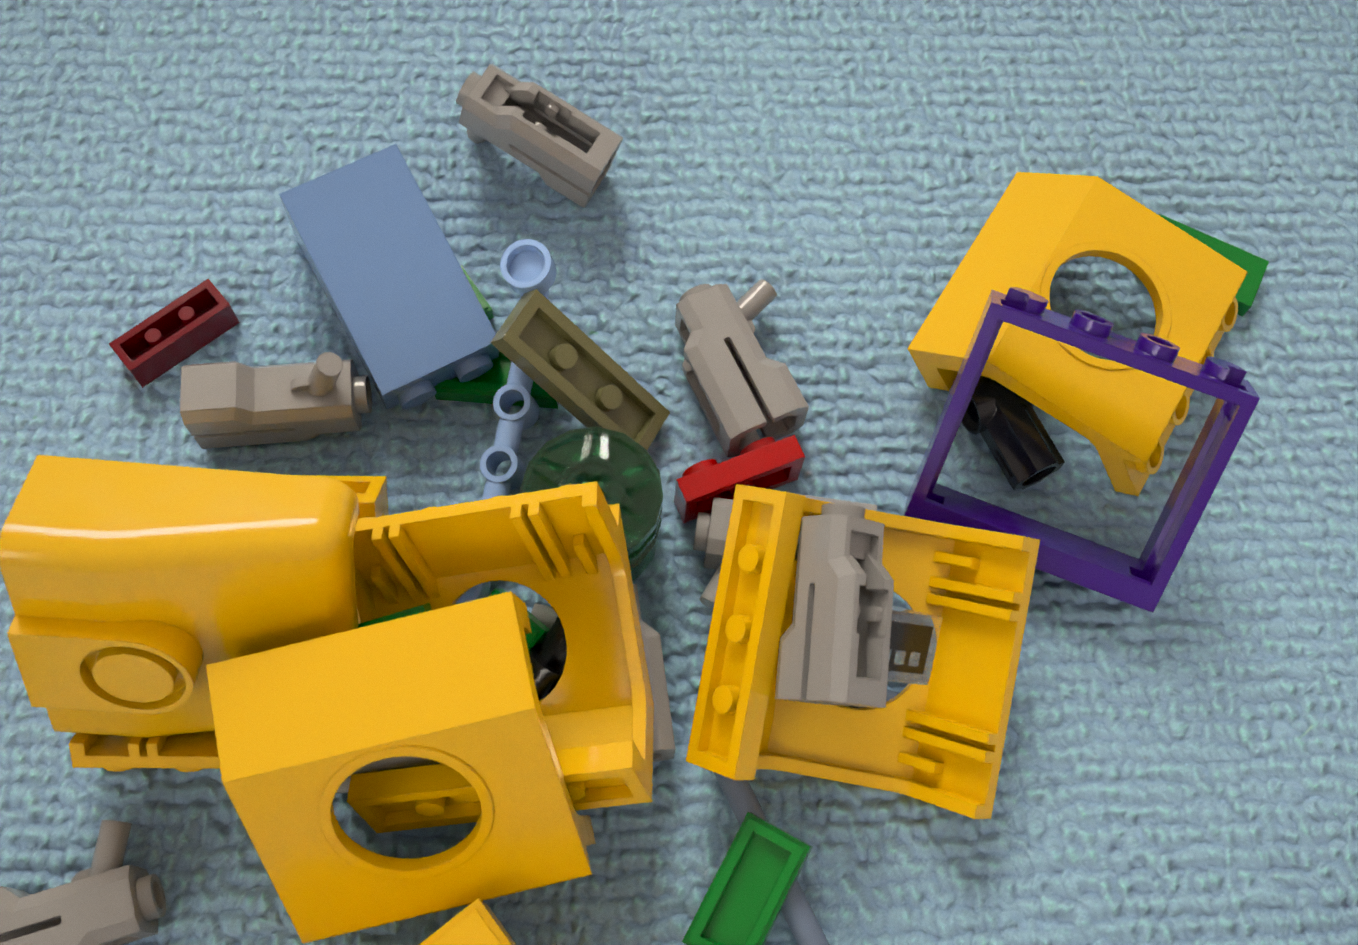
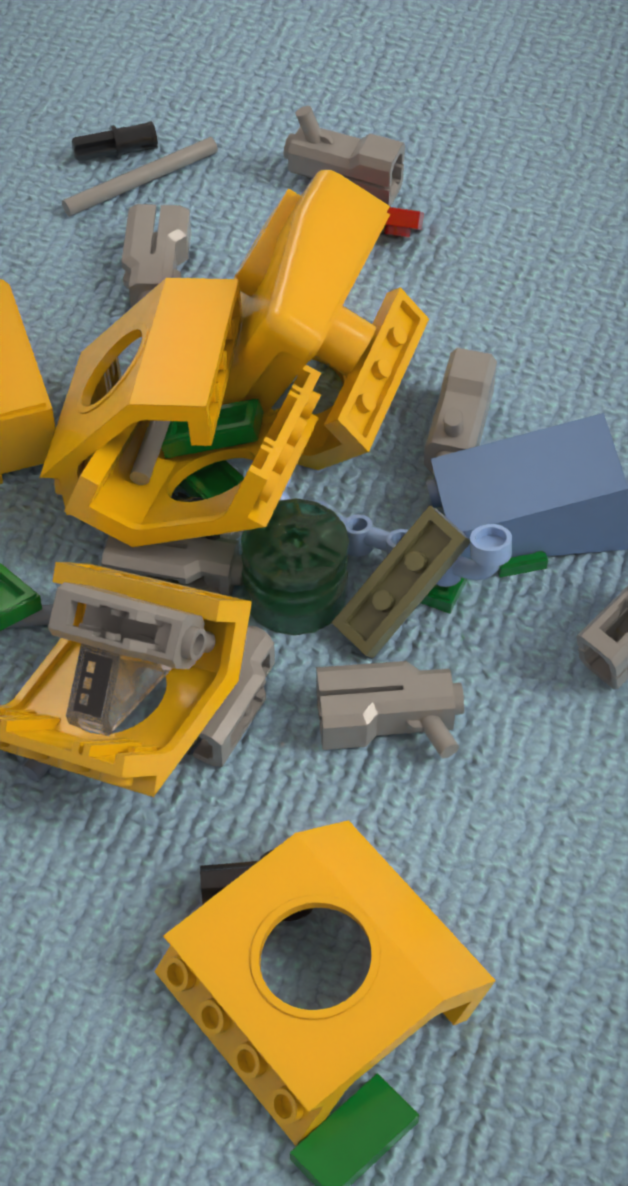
camera: 115 degrees right, 15 degrees down
(175, 332) = (545, 383): dark red piece -> none
(760, 465) = (293, 695): red plate -> none
(1060, 552) = (292, 827): dark purple window -> none

